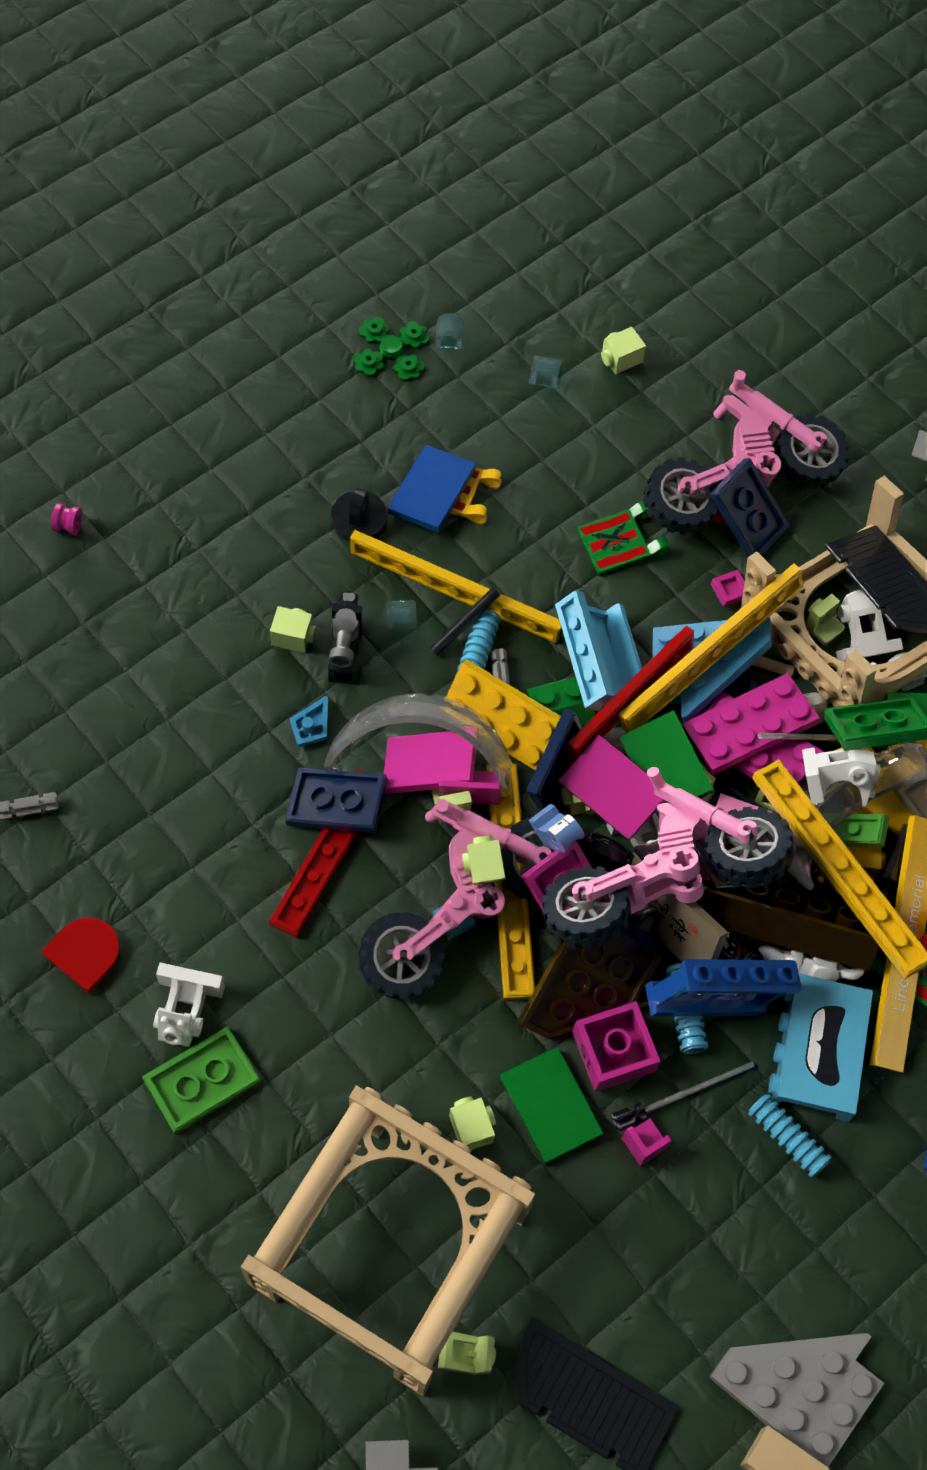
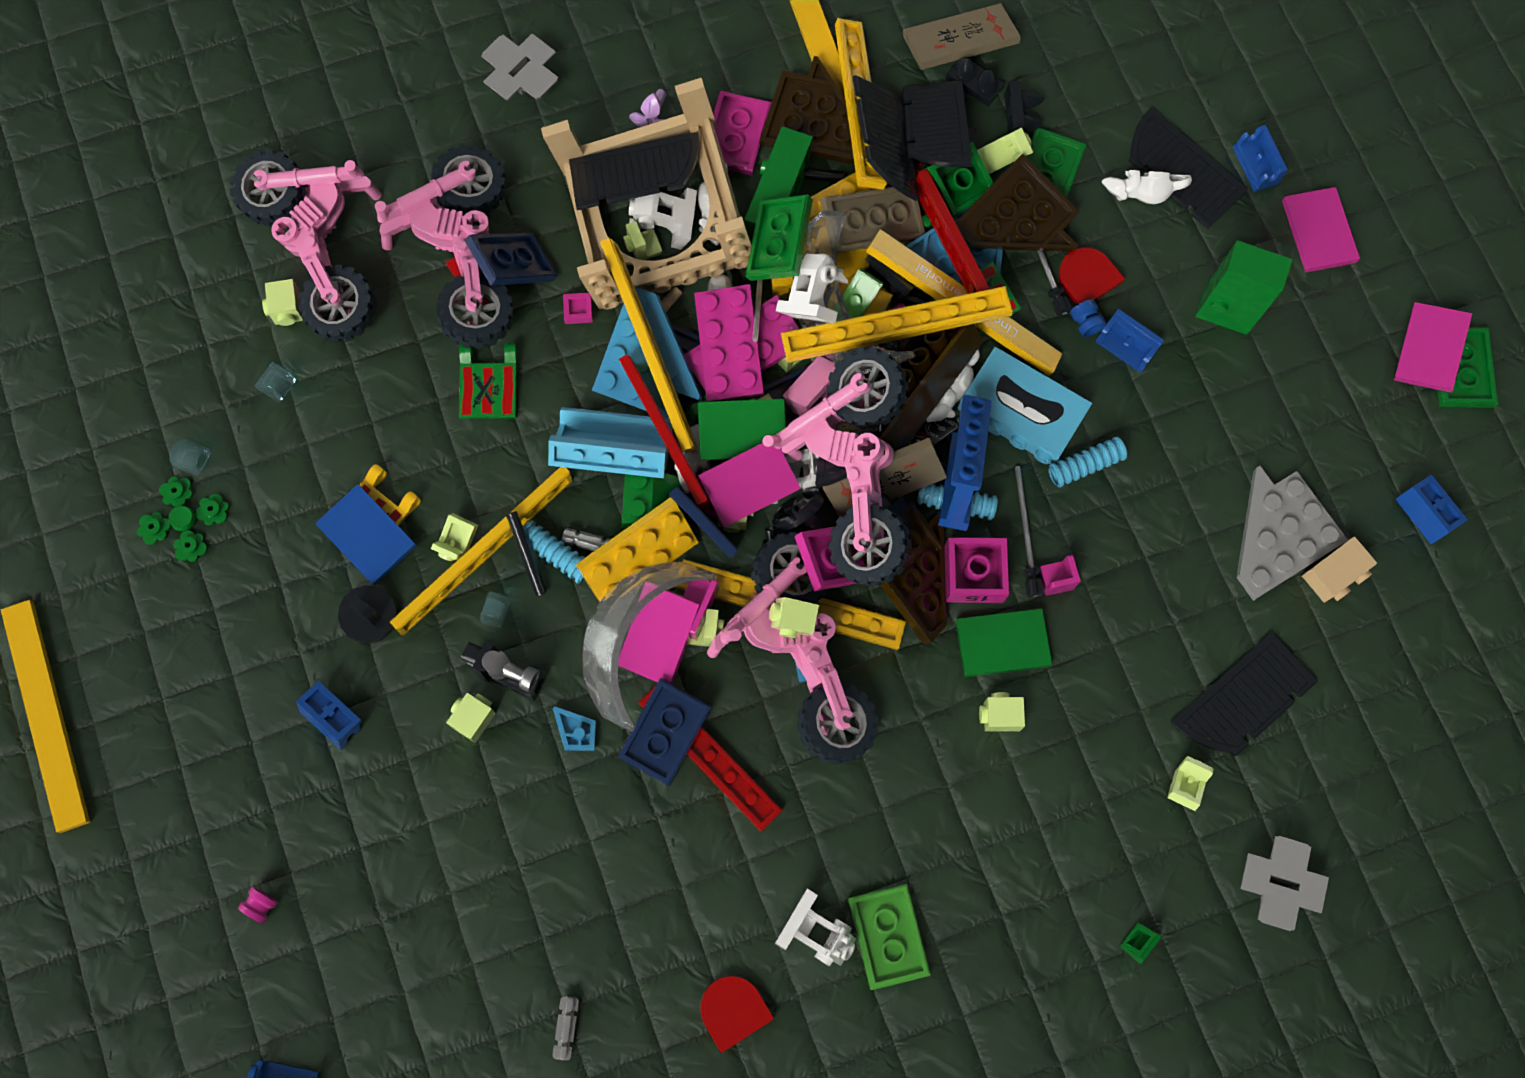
camera: 70 degrees left, 10 degrees up
(180, 311) = (45, 716): none -> yellow tile
(253, 514) = (328, 714): none -> blue hinge
(273, 1350) = (1140, 942): none -> green slope
(365, 1117) = (993, 806): tan arch -> none
(458, 560) = (455, 538): none -> yellowish green bracket
(556, 829) = (784, 544): medium blue leg -> none
(715, 335) = (309, 226): none -> piece

